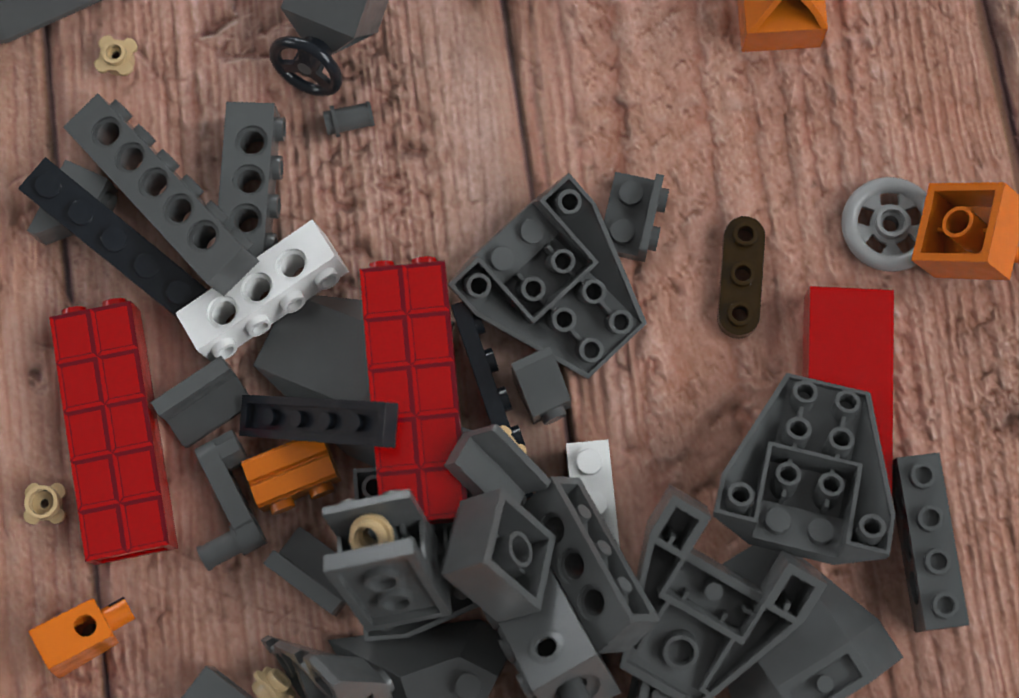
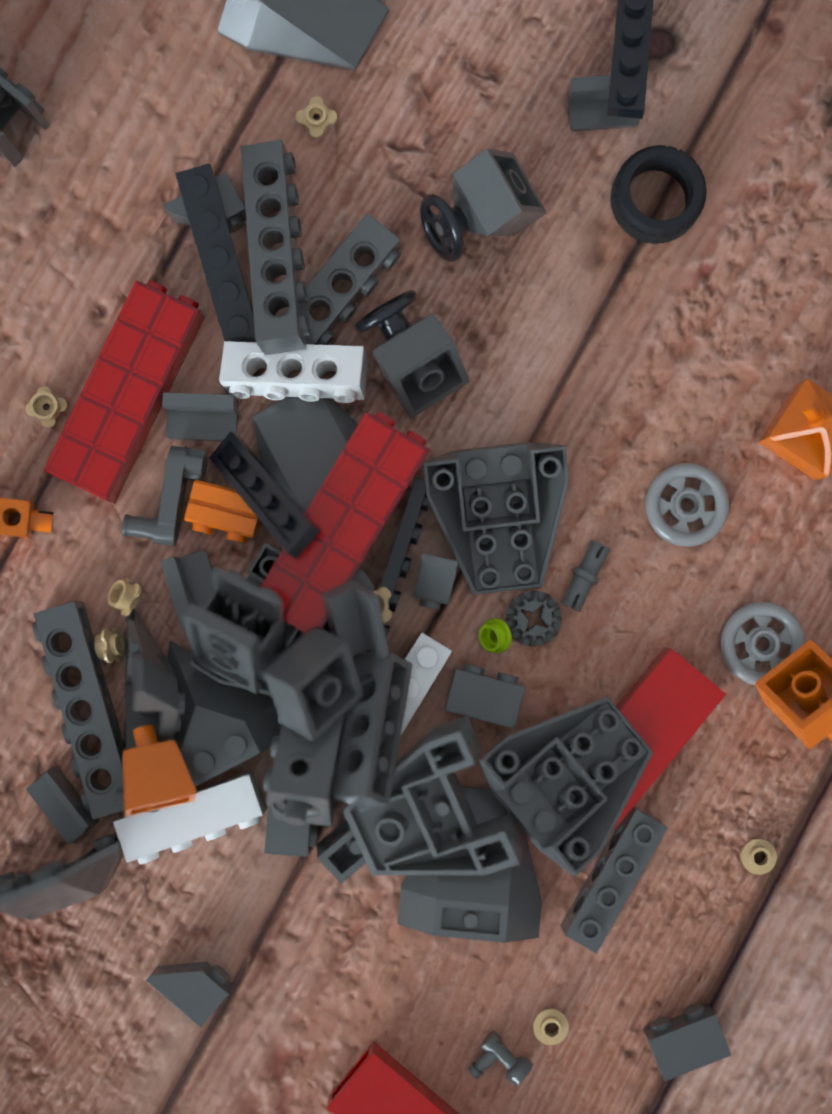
camera: 30 degrees right, 10 degrees up
(252, 628) = (124, 596): none -> tan plate
(348, 118) = (445, 286): dark grey pin -> none
(359, 531) = (227, 607): tan plate -> none
(373, 197) = (415, 356): none -> dark grey piece
(632, 406) = (495, 636): none -> lime plate
(633, 212) = (591, 503): dark grey bracket -> none
(648, 371) = (518, 622): none -> dark grey gear
(678, 460) = (485, 697): none -> dark grey brick
(679, 283) = (585, 575): none -> dark grey pin
(728, 119) = (709, 486): none -> light grey plate
(736, 293) = (616, 609): dark brown plate -> none

